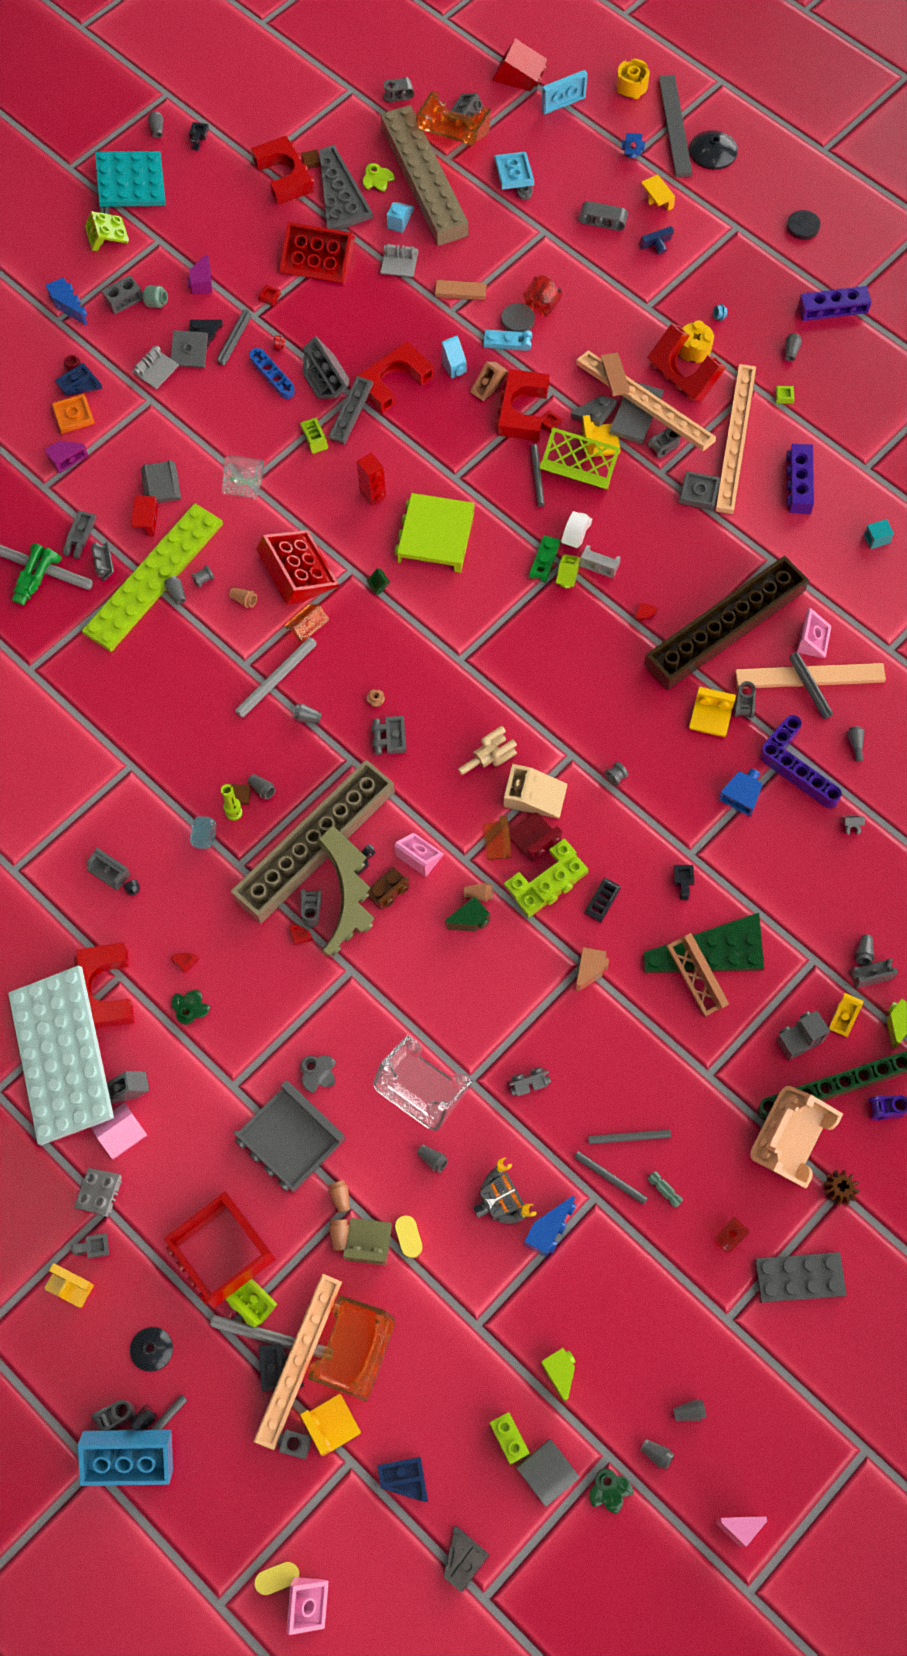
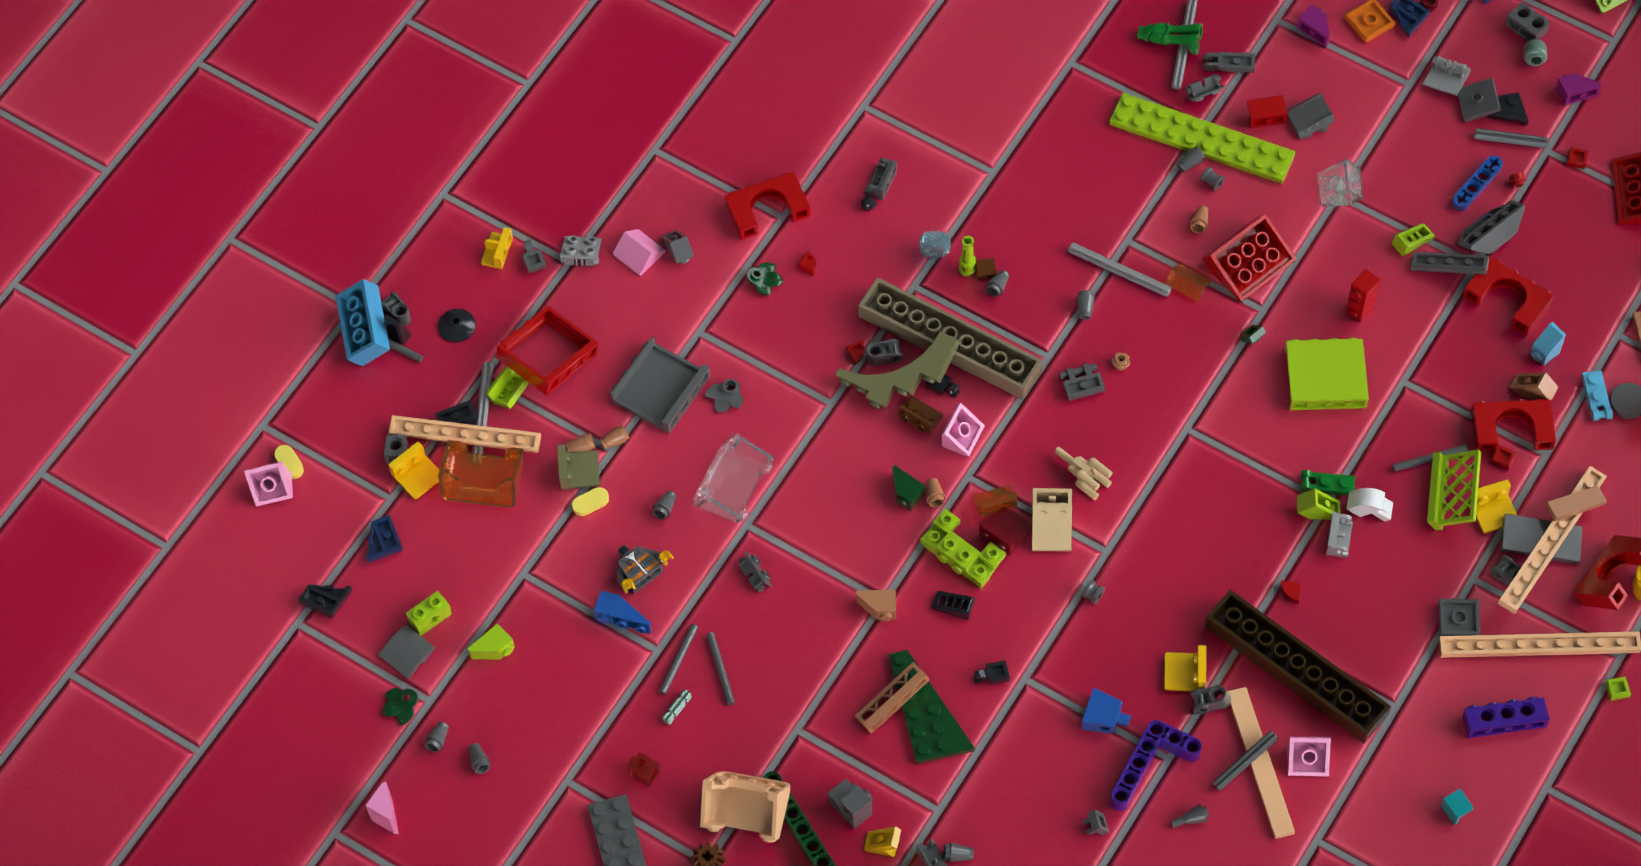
camera: 80 degrees right, 5 degrees down
(60, 1055) = (695, 186): light aqua plate -> none
(598, 410) = (1529, 498): dark grey wing -> none

